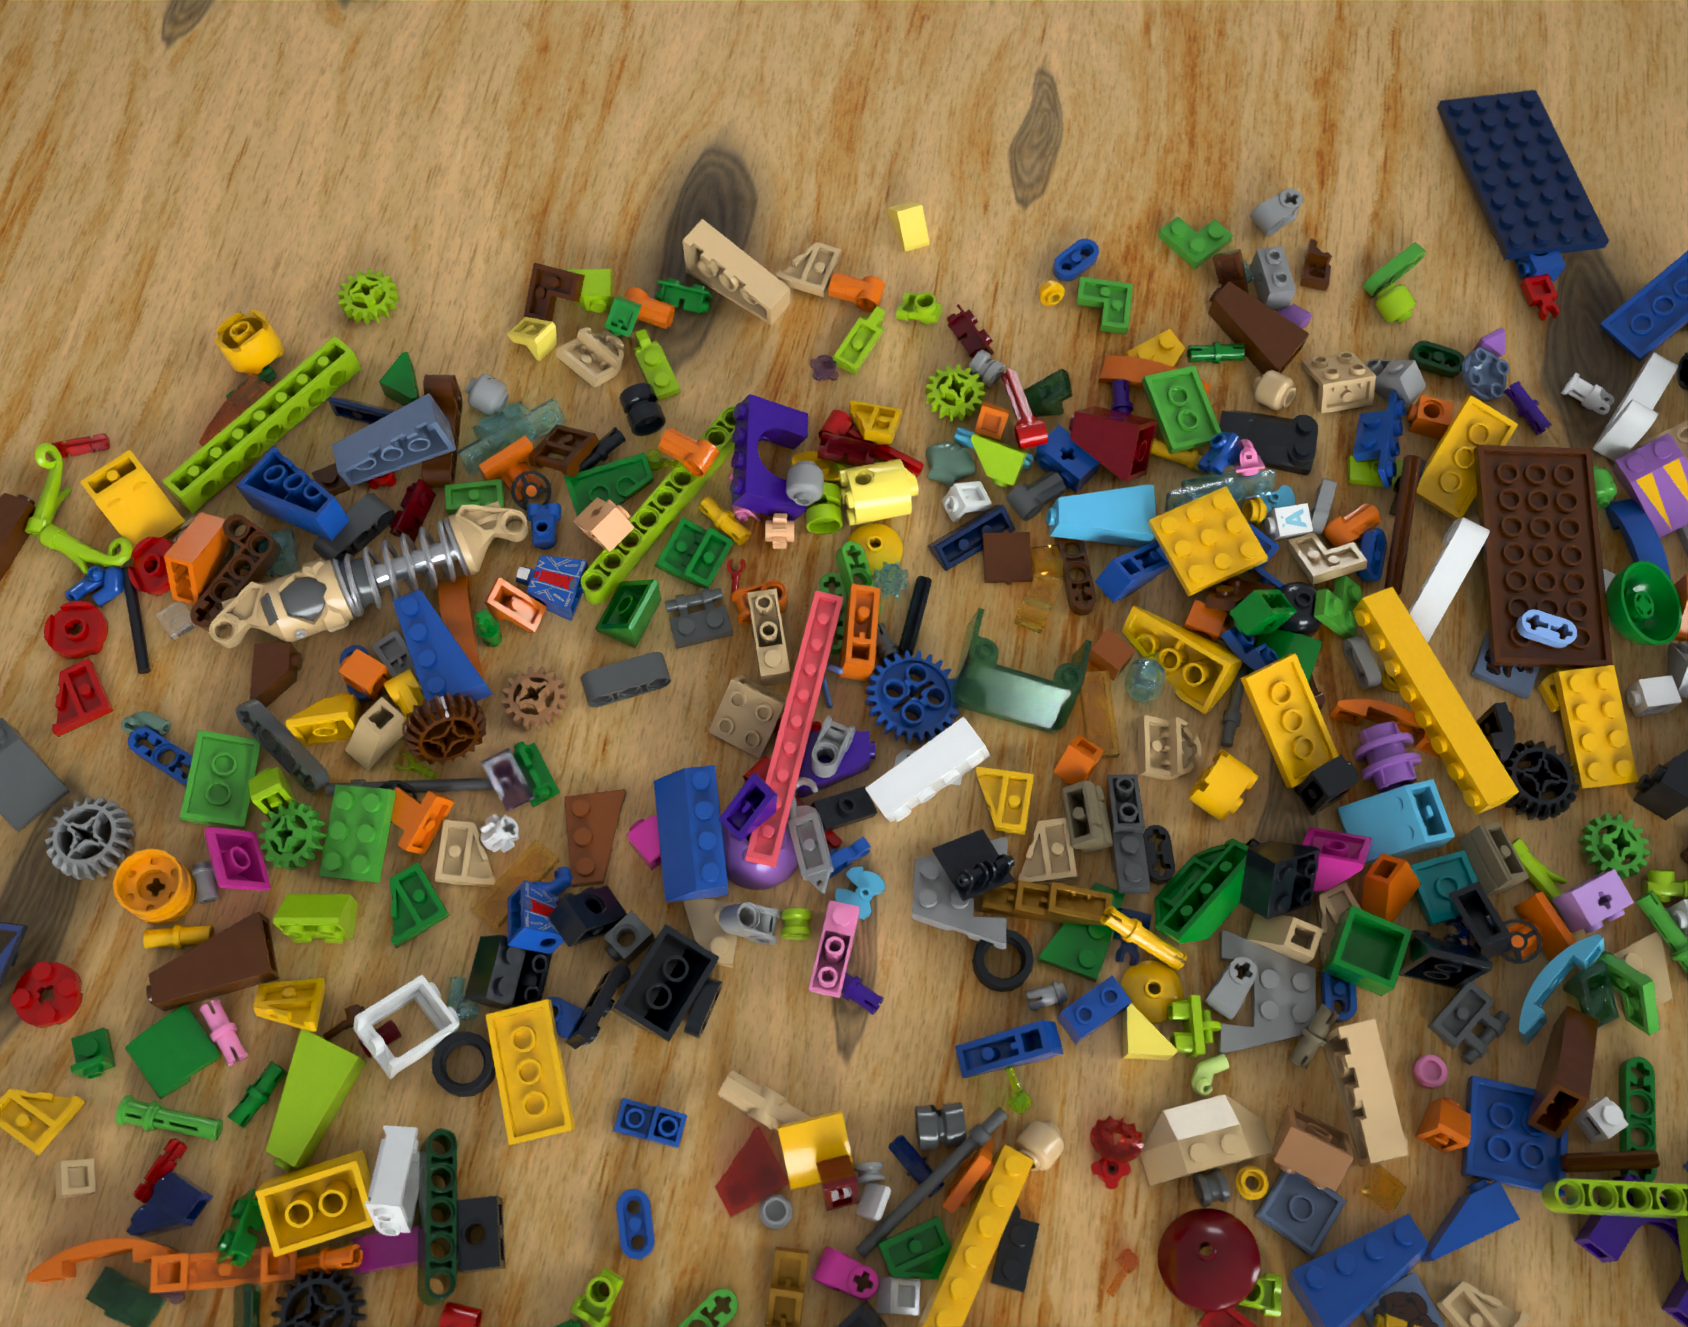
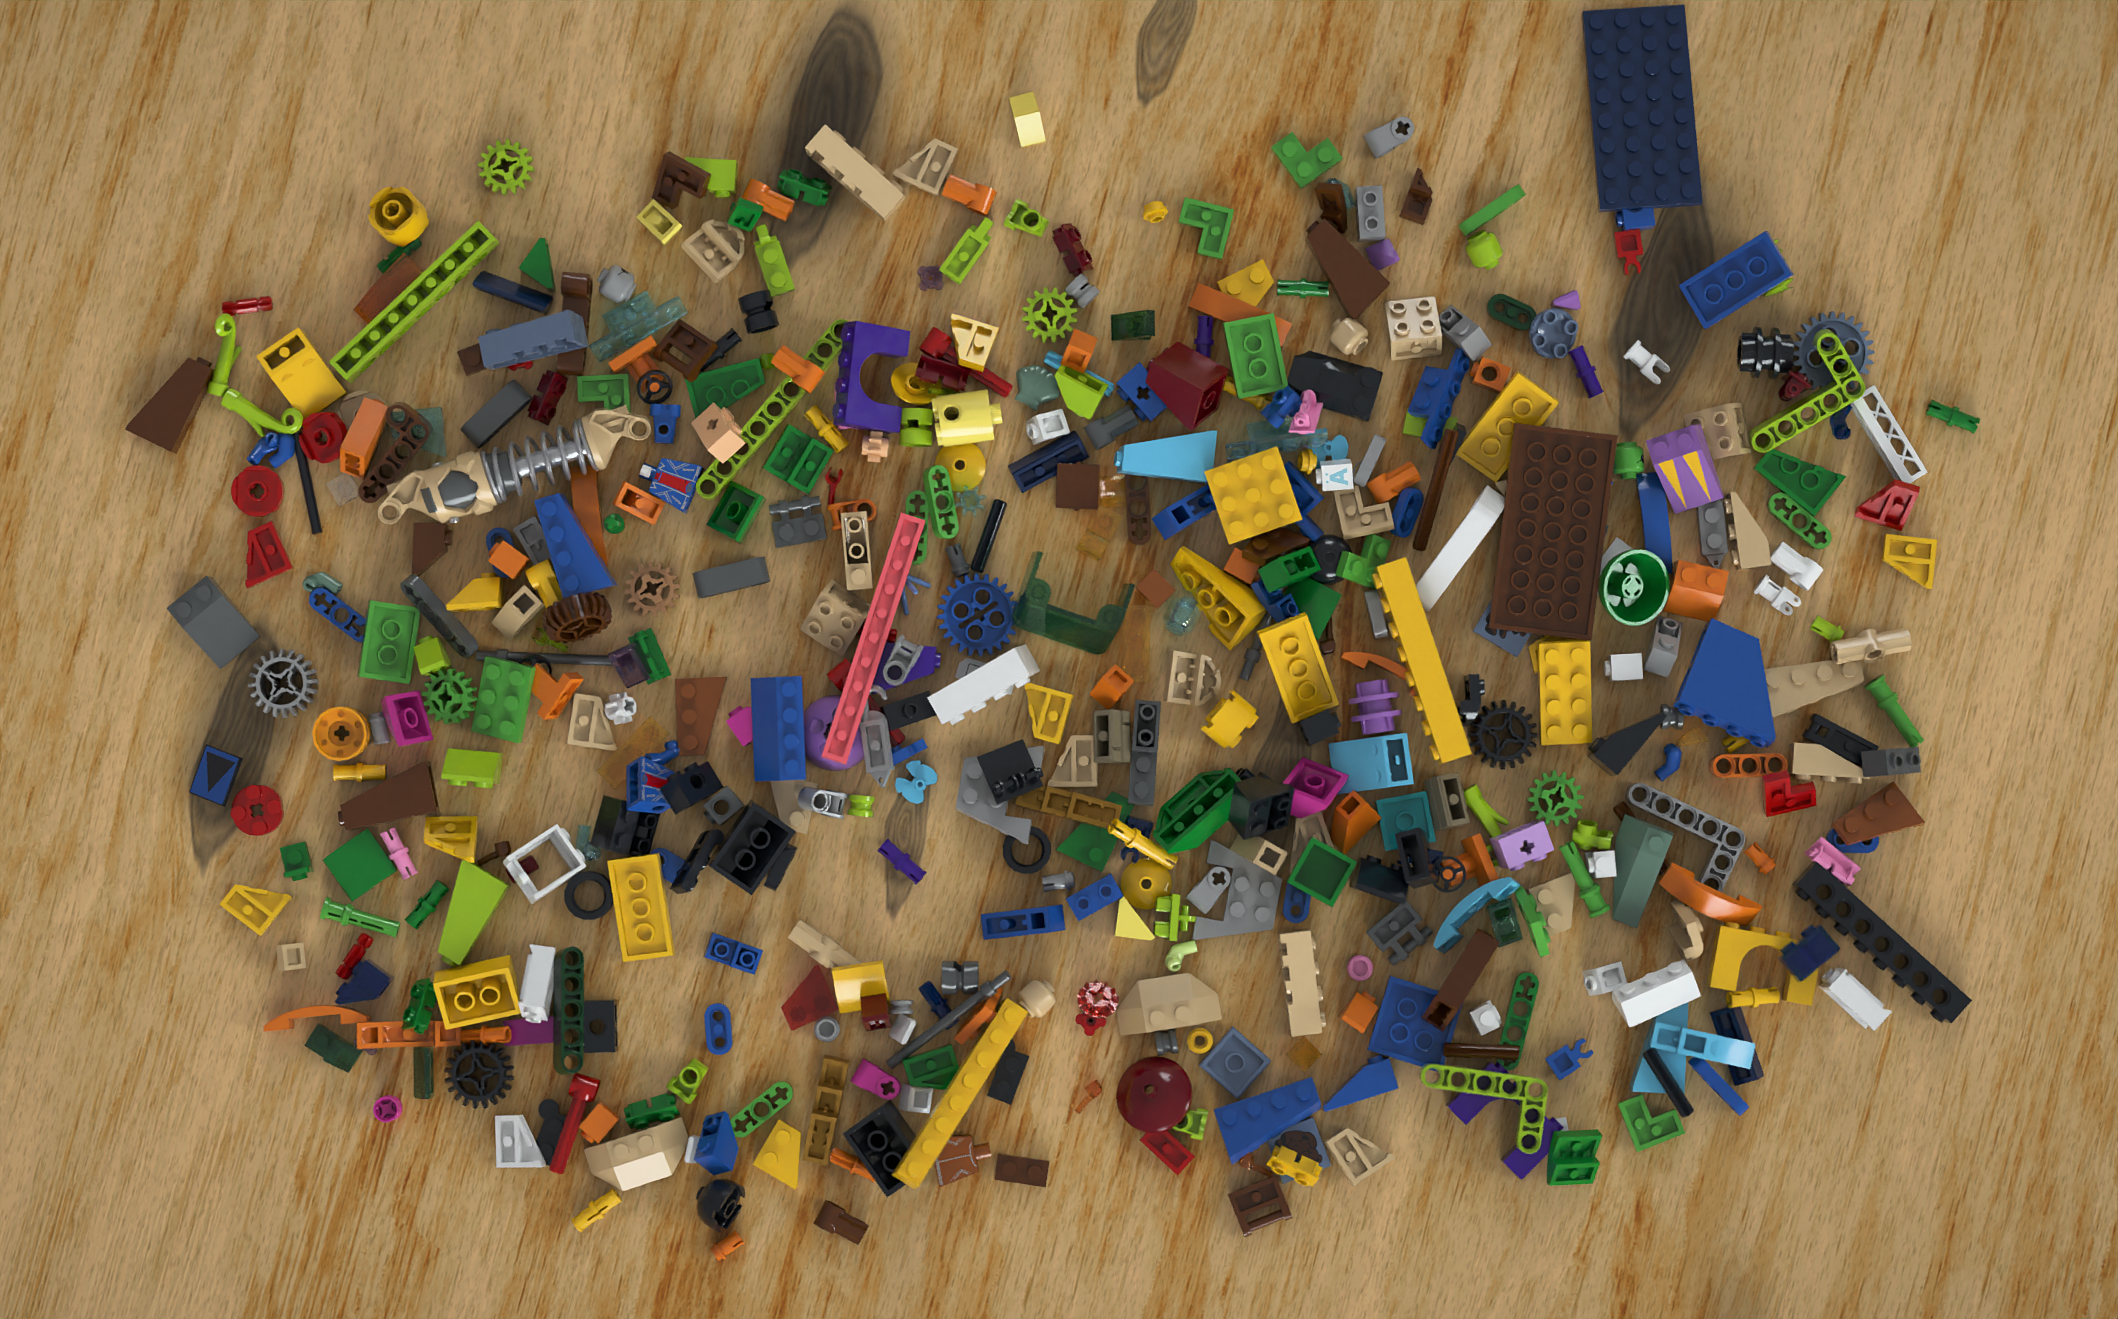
camera: 10 degrees right, 20 degrees up
(291, 496) = (438, 378): blue wedge -> none
(413, 905) = (549, 761): green wing -> none
(750, 807) = (826, 719): dark purple slope -> none
(804, 483) = (899, 412): light grey head -> none
(834, 949) = (889, 833): bright pink slope -> none
(860, 633) = (936, 554): orange slope -> none
(1020, 1100) = (1026, 961): clear neon green hand -> none
(1029, 429) = (1109, 369): red axle -> none
(1074, 261) = (1182, 173): blue plate -> none
(1164, 853) = (1175, 770): black beam -> none
(1312, 1149) = (1249, 1020): medium nougat slope -> none
(1314, 1036) = (1267, 934): dark tan pin -> none
(1546, 628) = (1540, 598): light blue beam -> none
(1636, 411) = (1687, 379): white beam -> none

